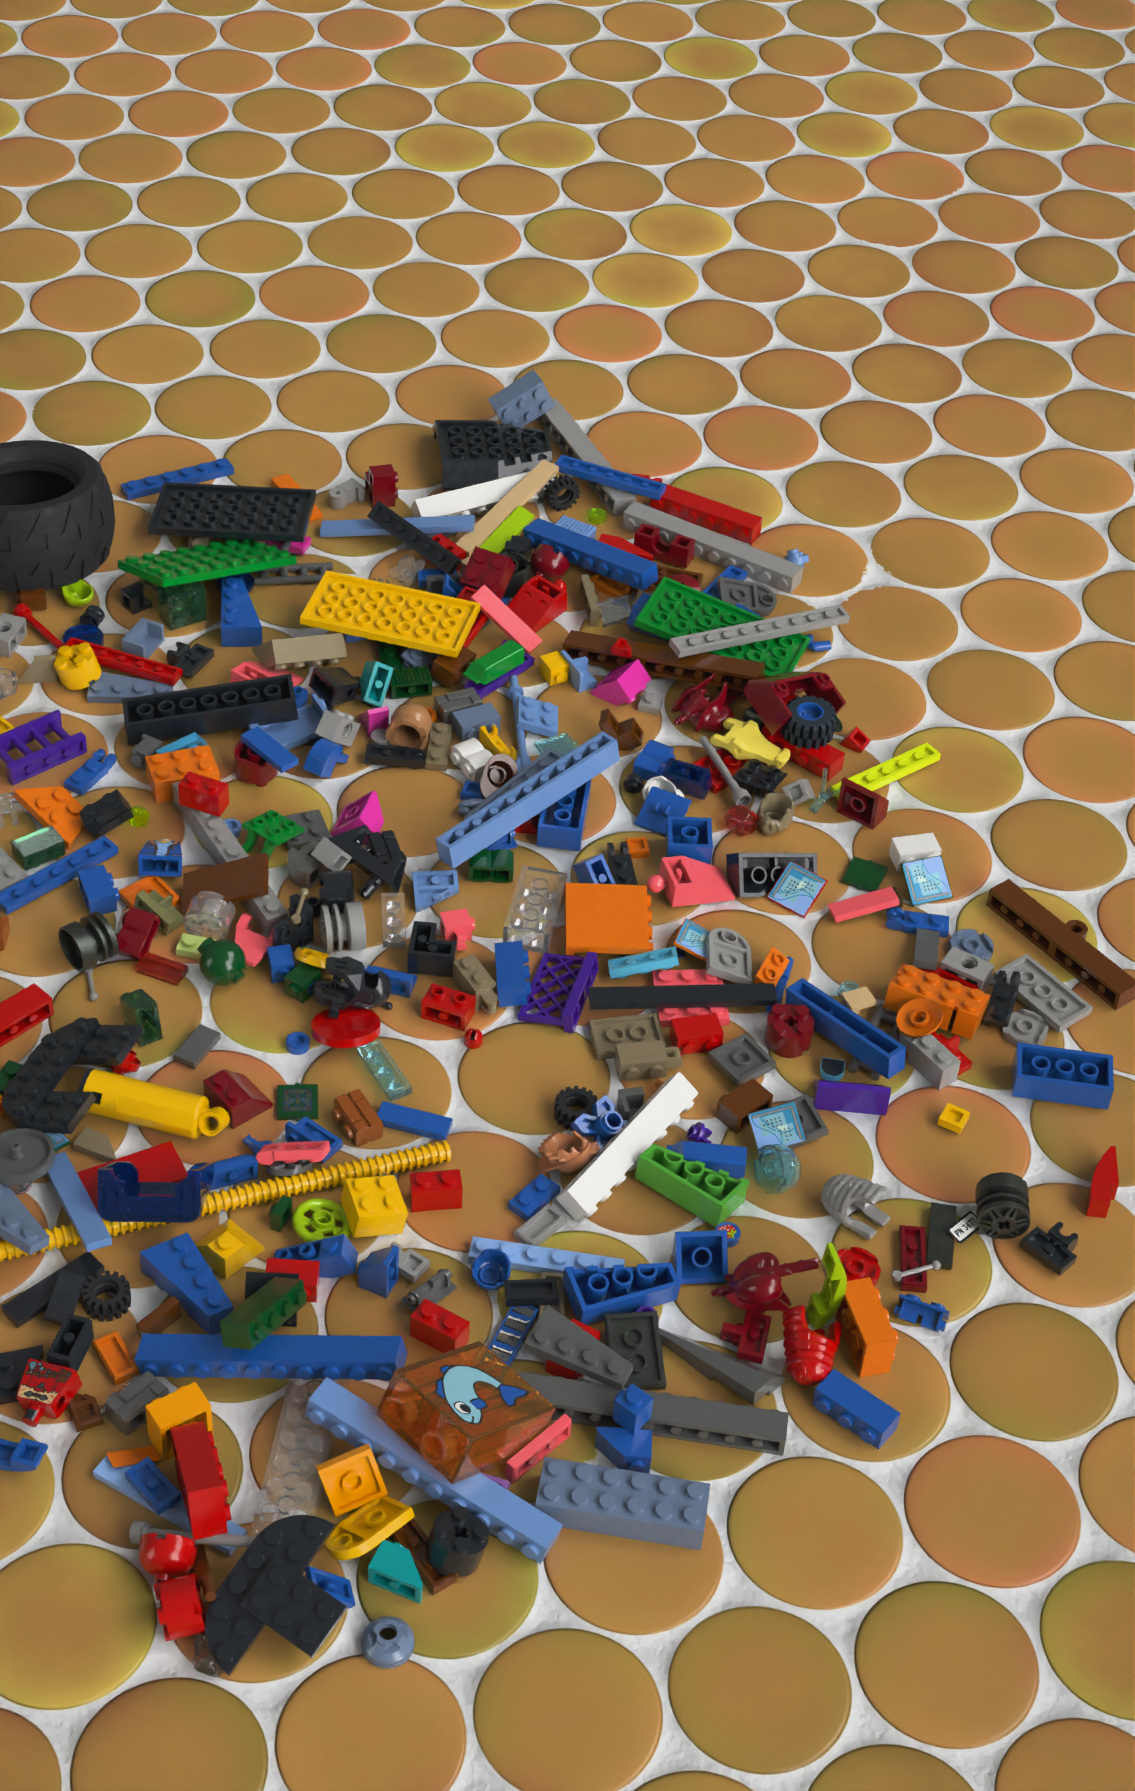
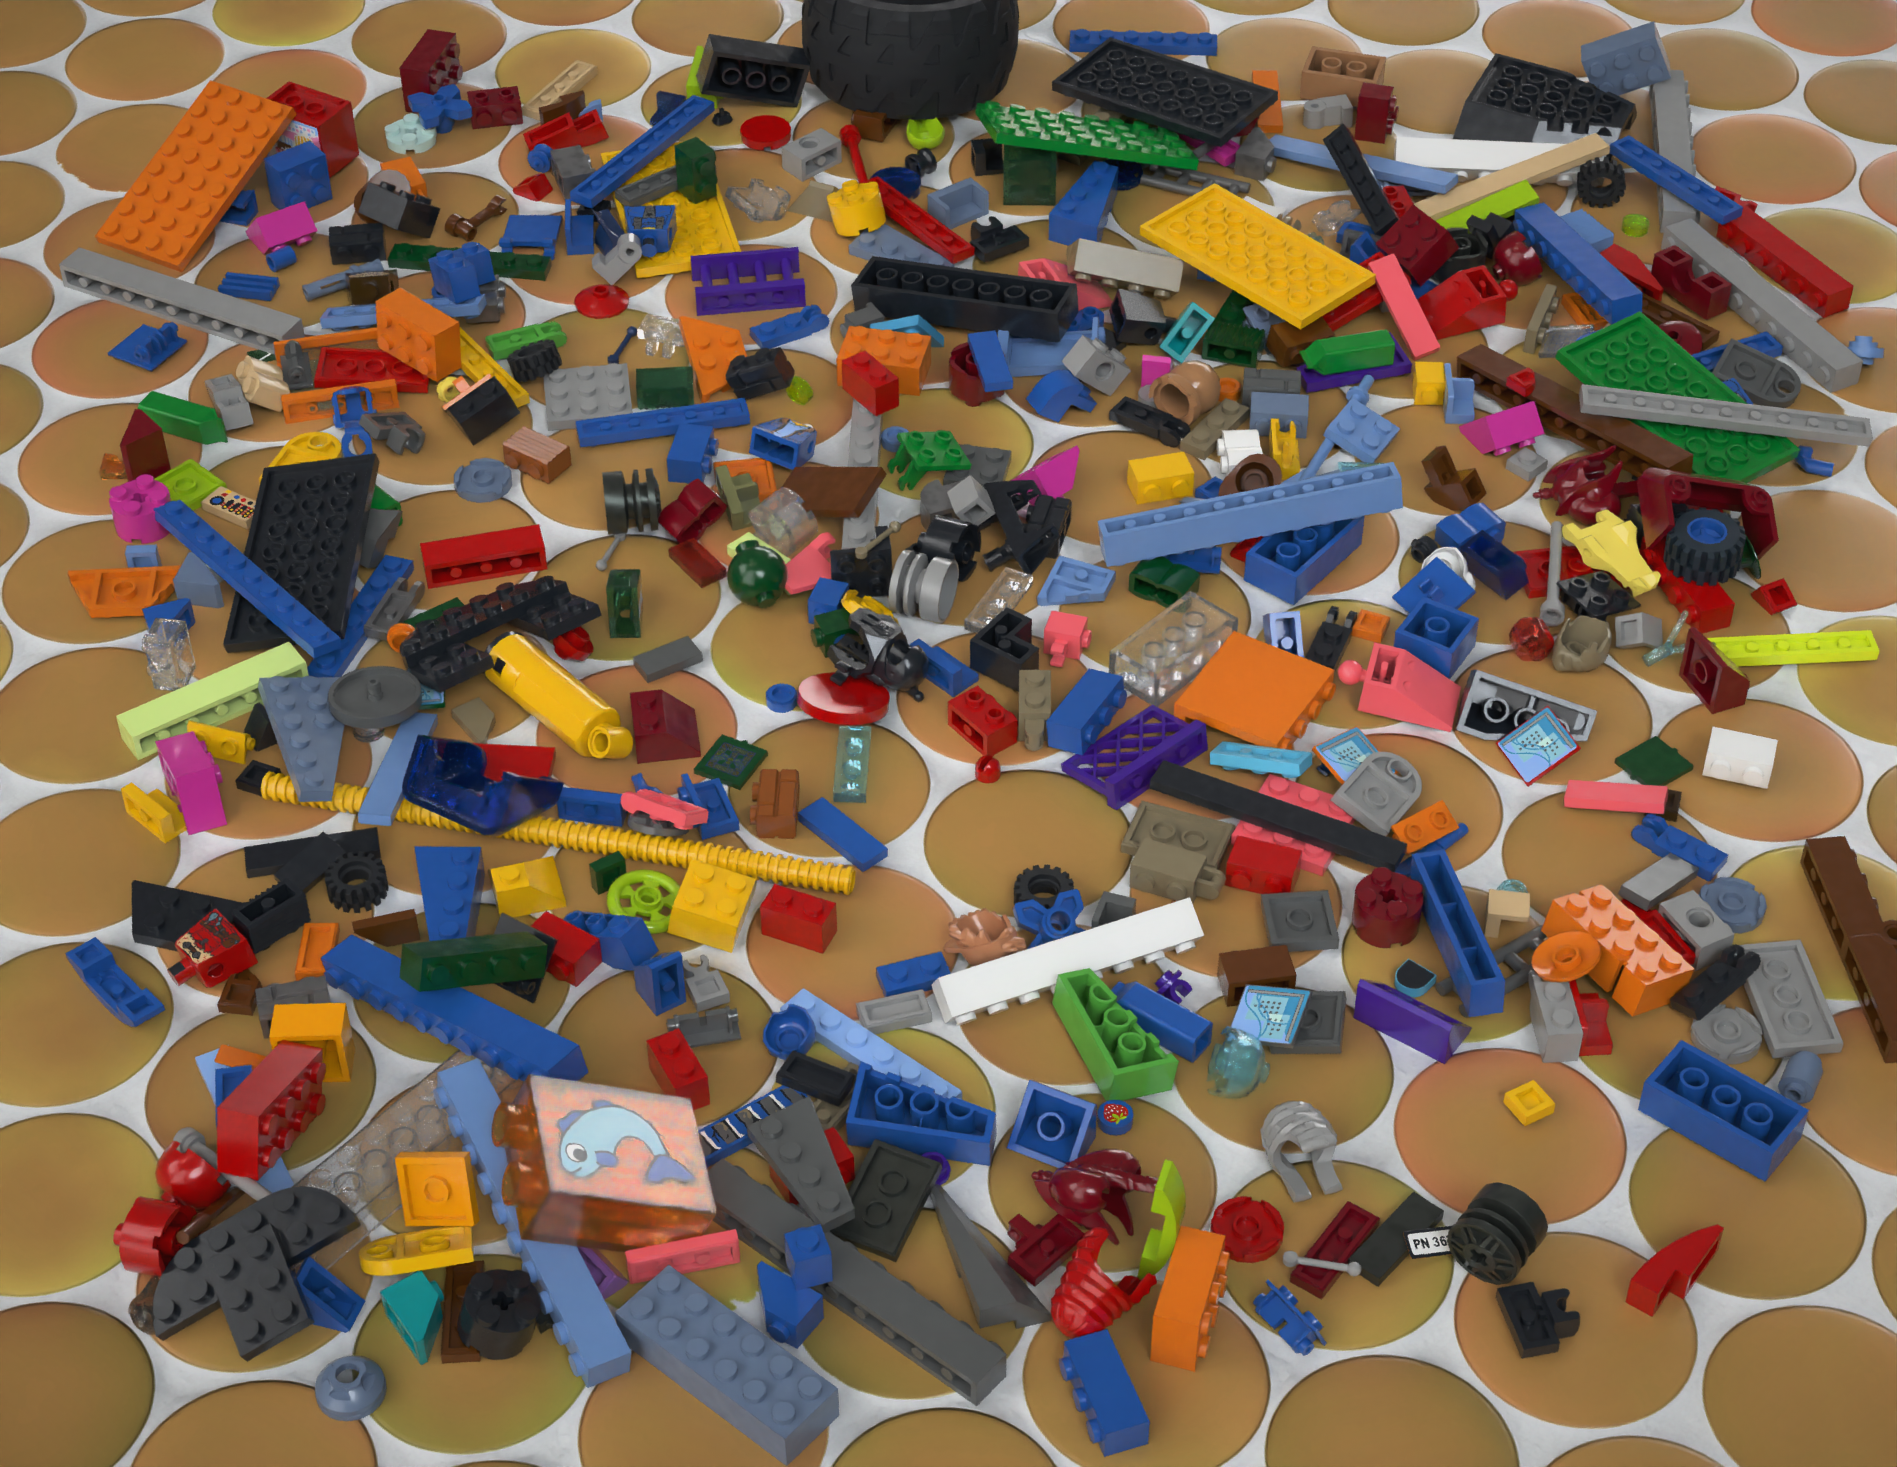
camera: 35 degrees right, 0 degrees up
(323, 541) = (1255, 156): none -> flat silver slope
(338, 464) = (1339, 73): none -> medium nougat brick
(433, 793) = (1160, 478): none -> yellow brick
(926, 880) = (1728, 798): piece -> none
(1085, 1036) = (1801, 1077): none -> sand blue brick

